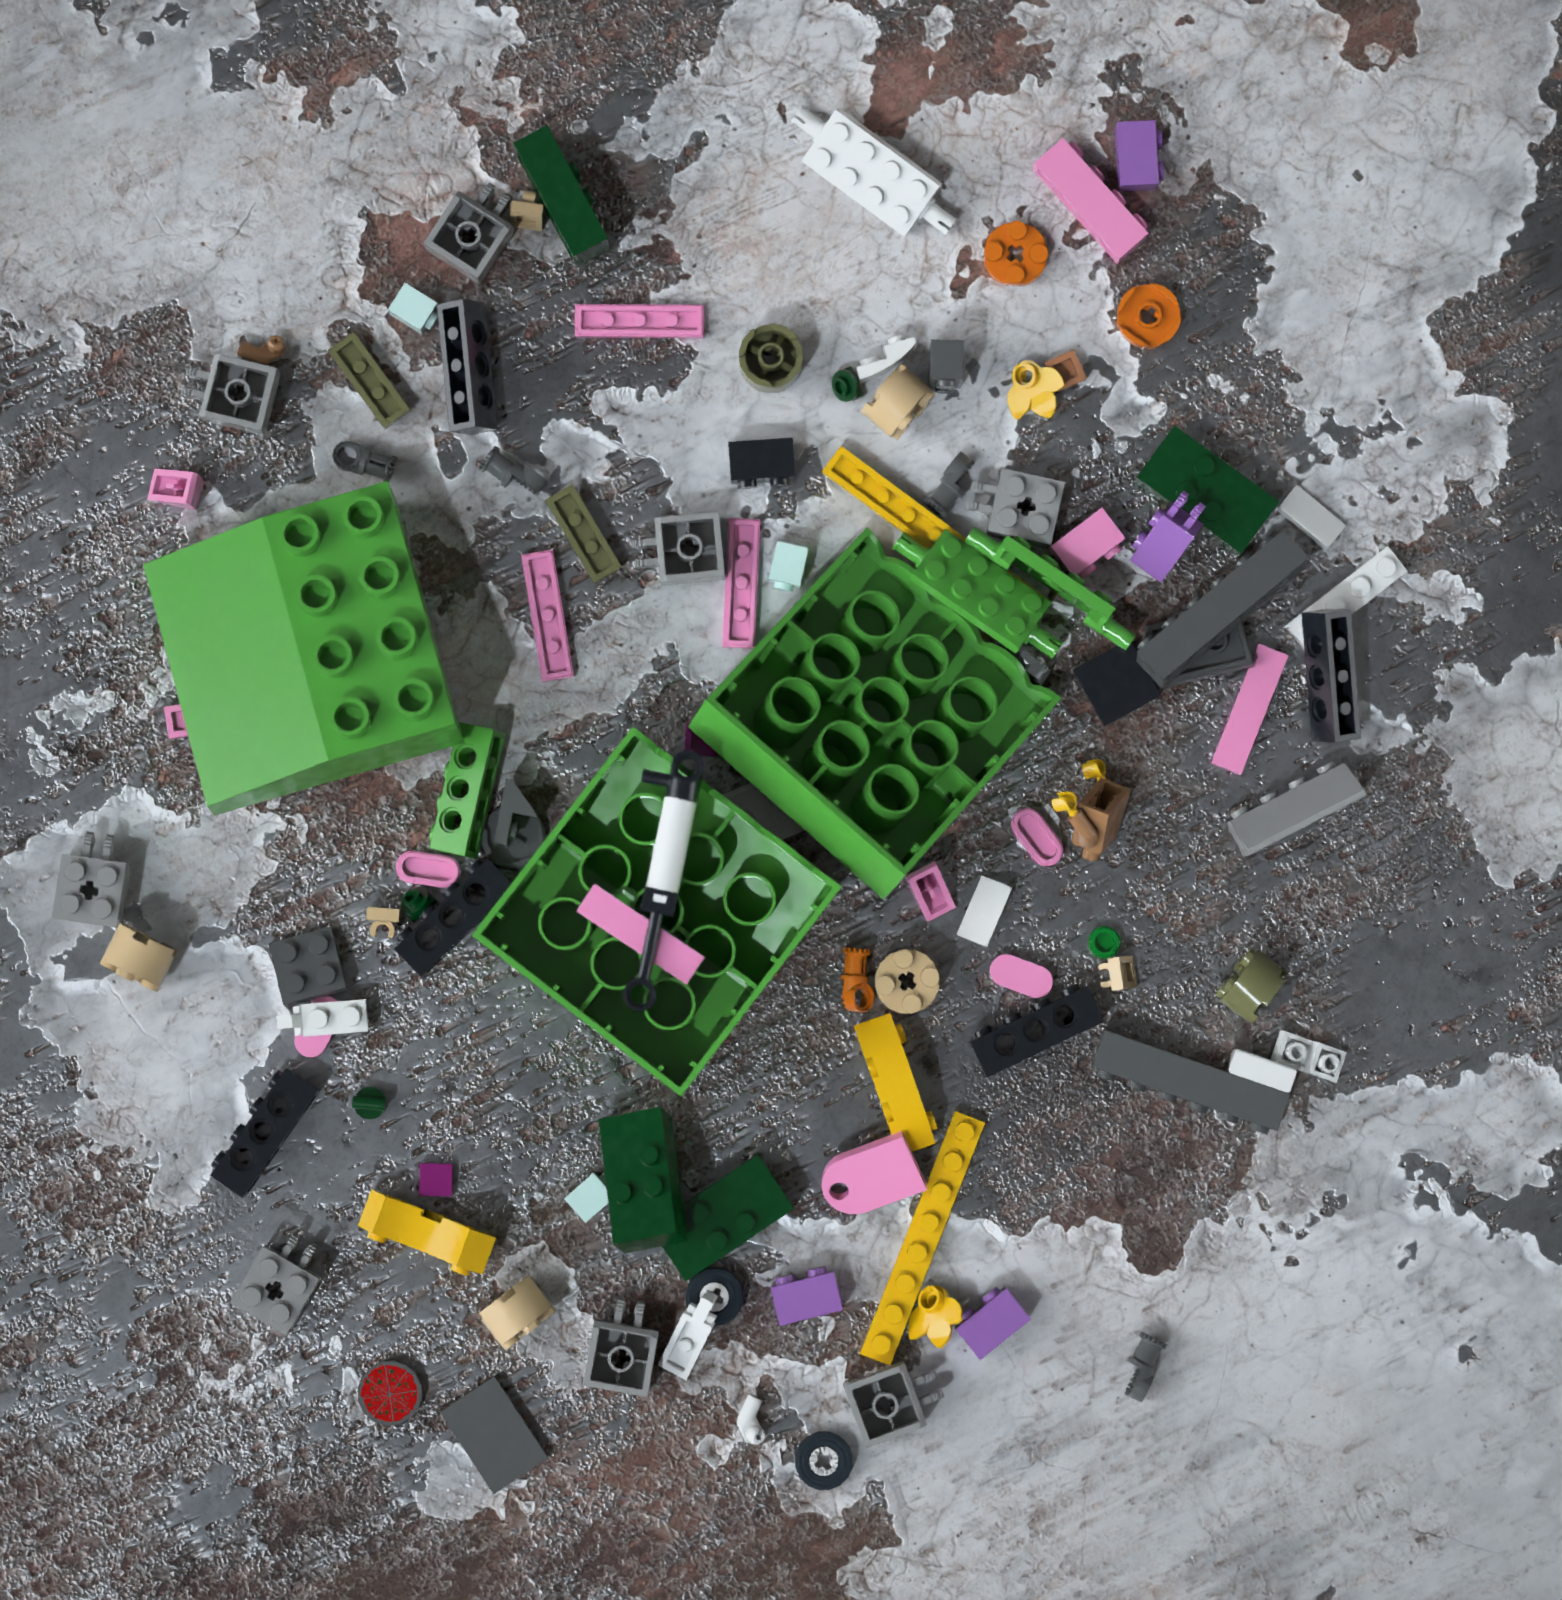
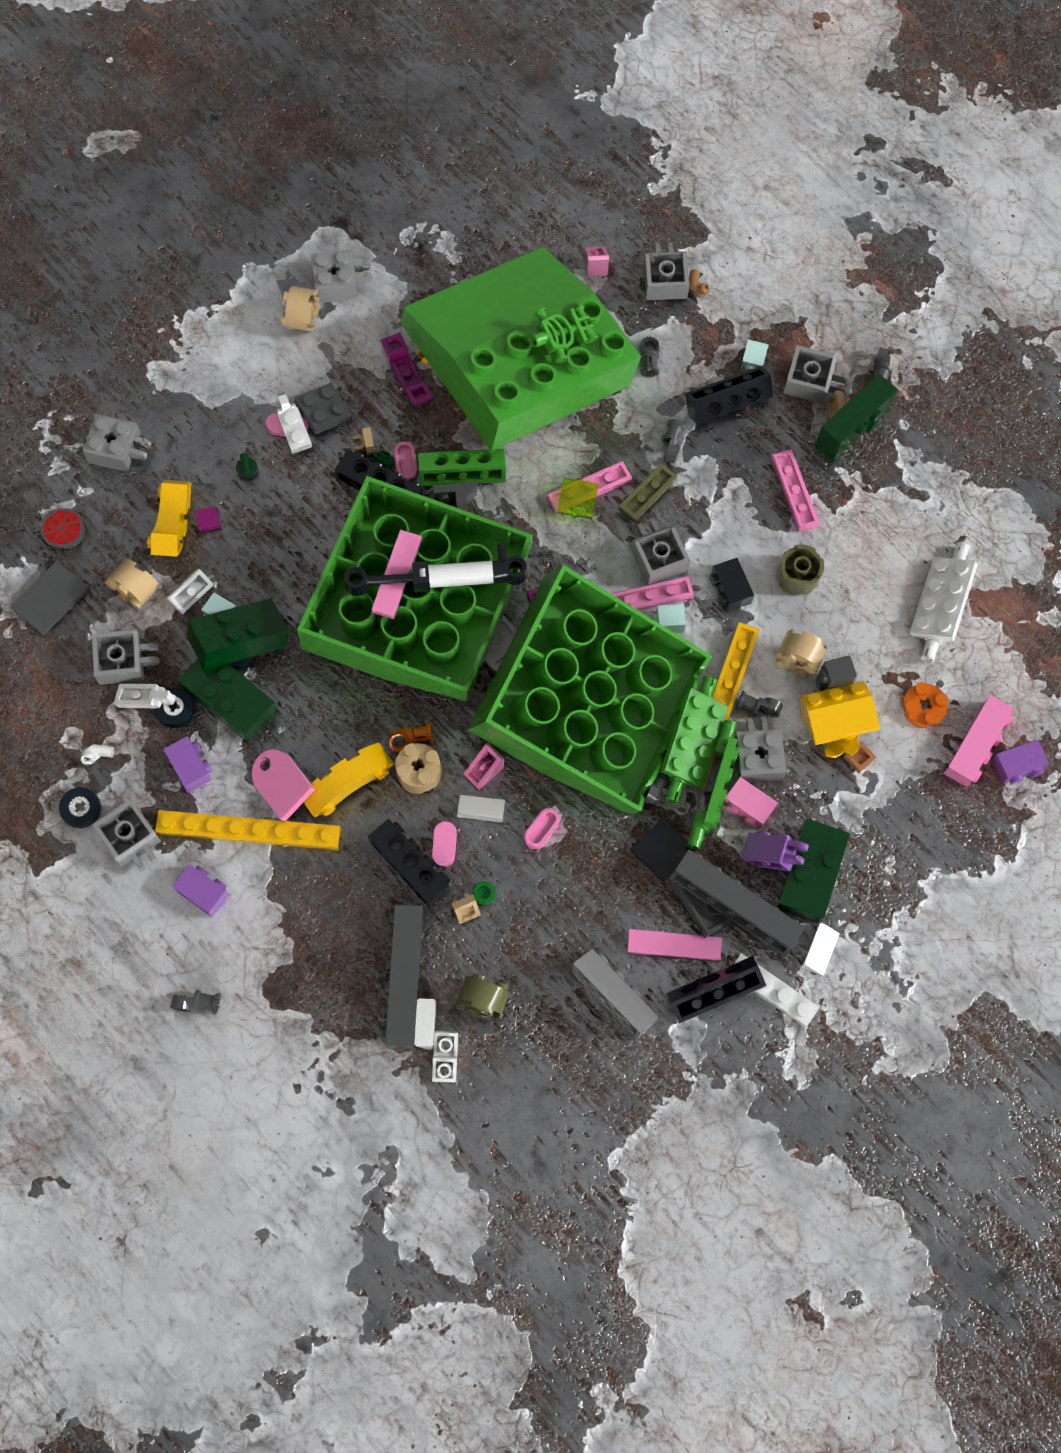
camera: 75 degrees right, 15 degrees down
(283, 827) = (405, 370): none -> magenta slope
(301, 1096) = (239, 425): black brick -> none
(344, 593) = (559, 333): none -> bright green piece
(369, 380) = (700, 346): olive plate -> none
(489, 129) = (880, 364): none -> dark grey connector
(540, 1234) = (189, 591): none -> white slope
(563, 638) = (577, 498): none -> clear neon green piece
(846, 385) = (800, 623): dark green plate -> none
(894, 353) = (835, 647): white slope -> none
(936, 1318) = (196, 850): yellow plate -> none
(999, 379) = (839, 713): none -> yellow slope
(1098, 813) = (567, 857): medium nougat torso -> none
(1150, 334) = (928, 795): orange plate -> none

